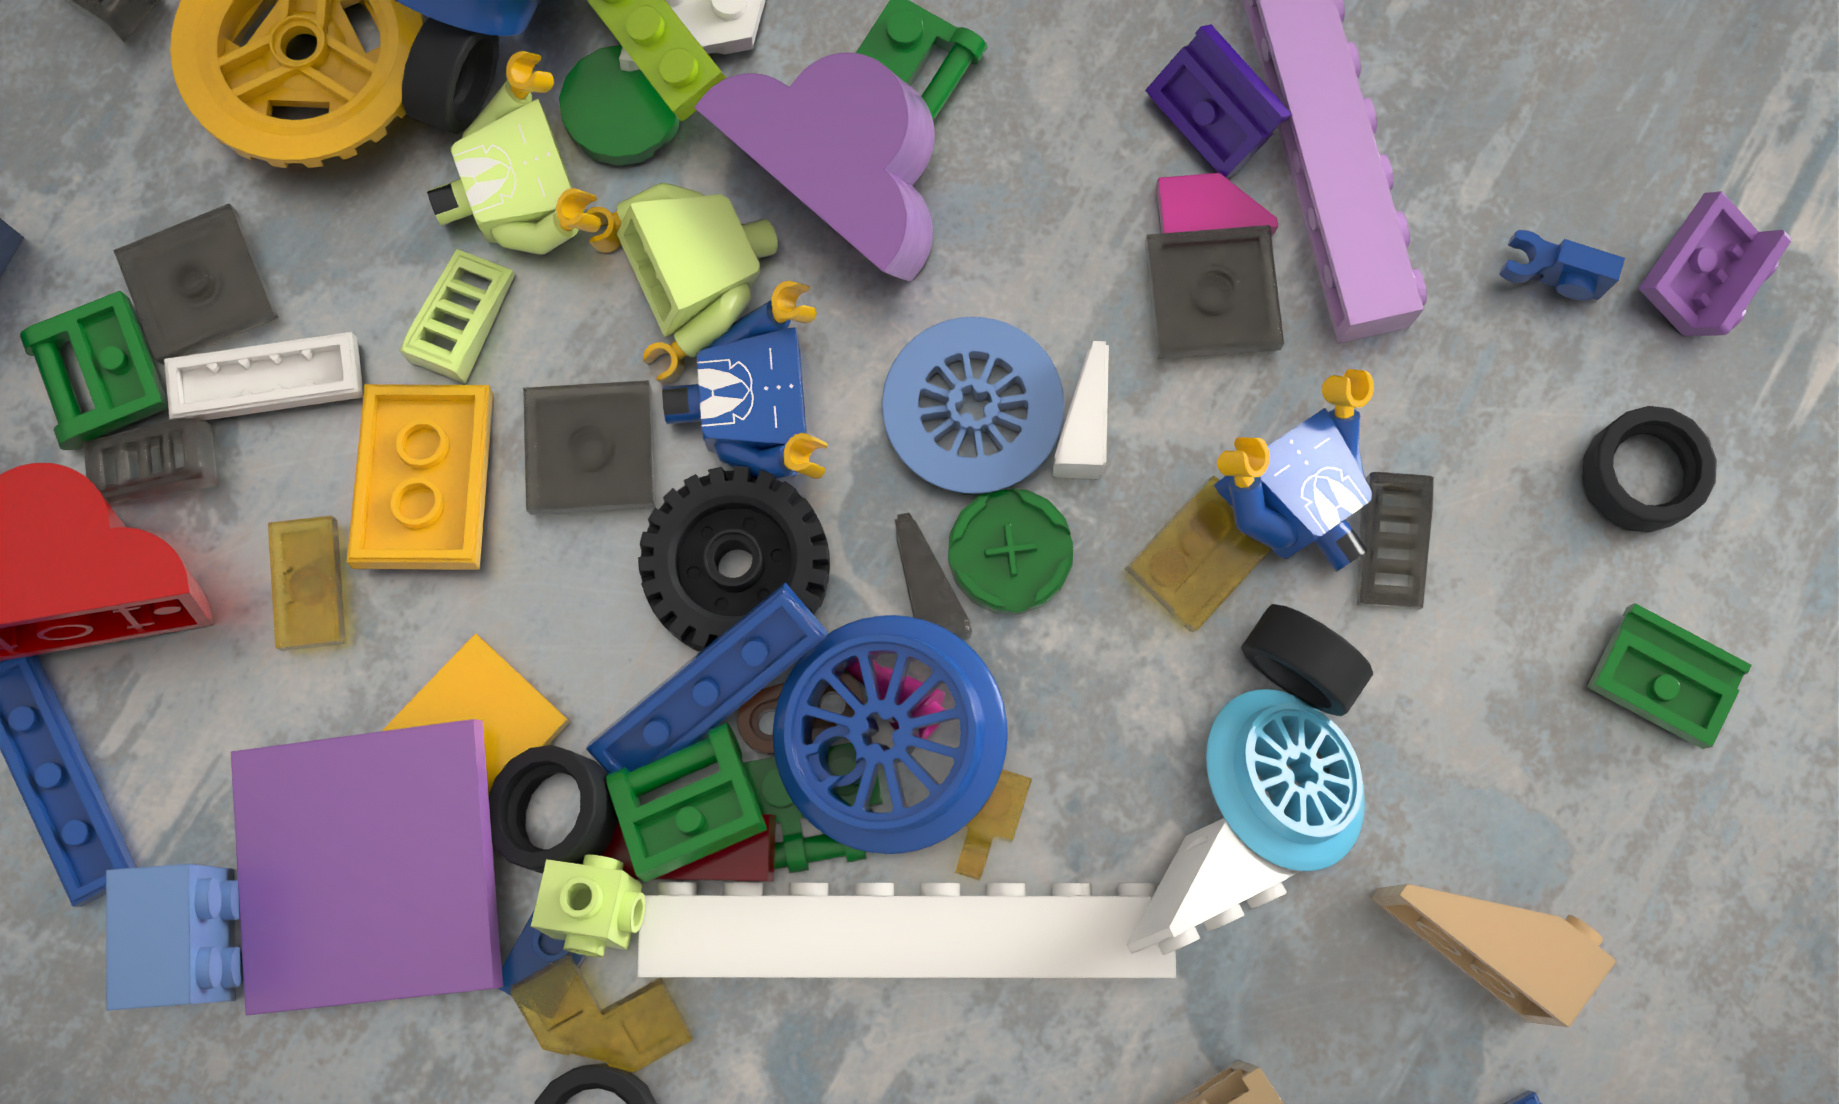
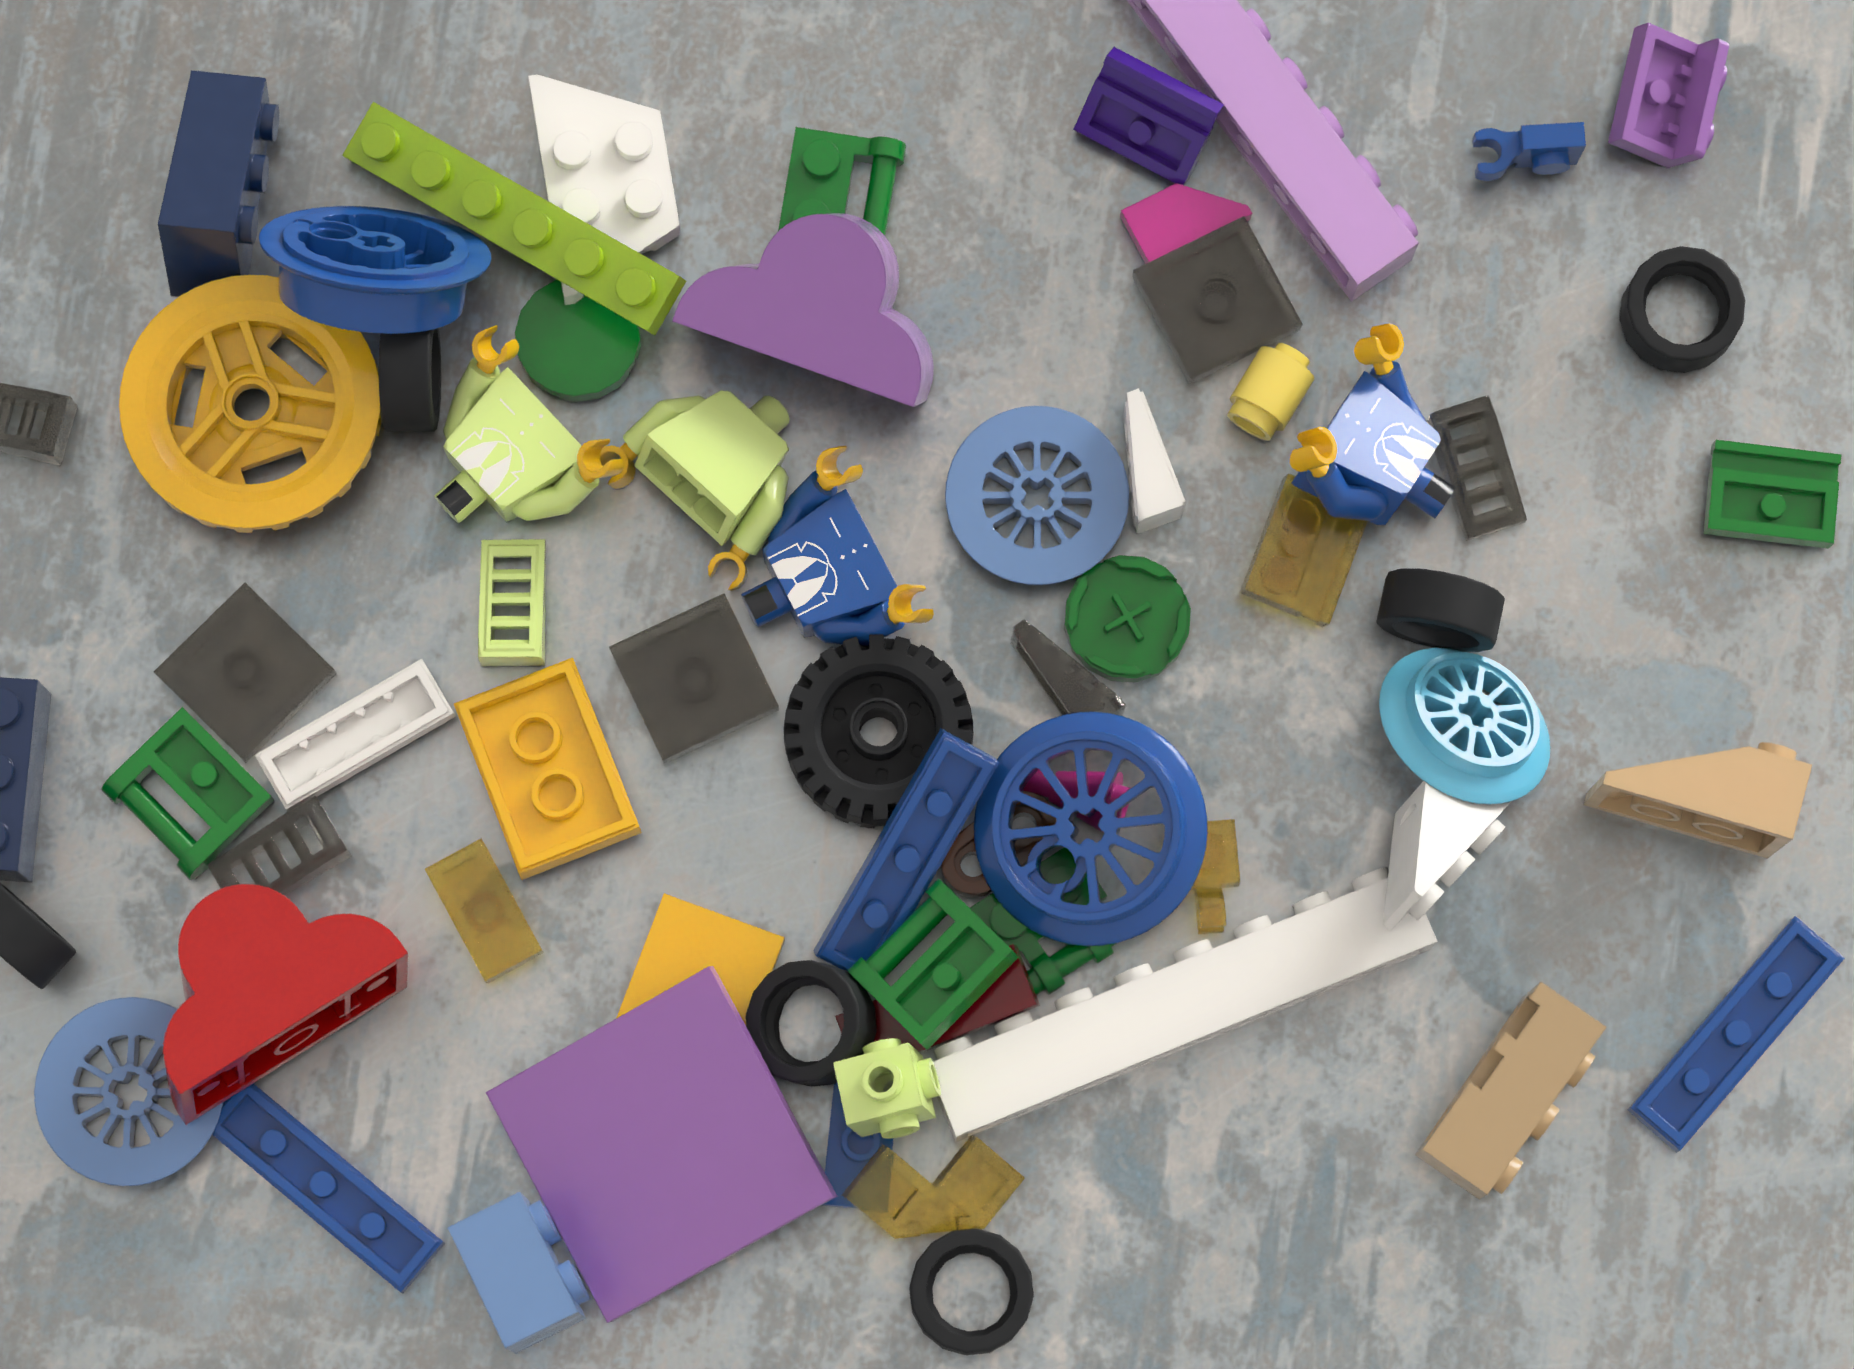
camera: 25 degrees left, 0 degrees up
(1229, 393) = (1270, 390): none -> light yellow brick

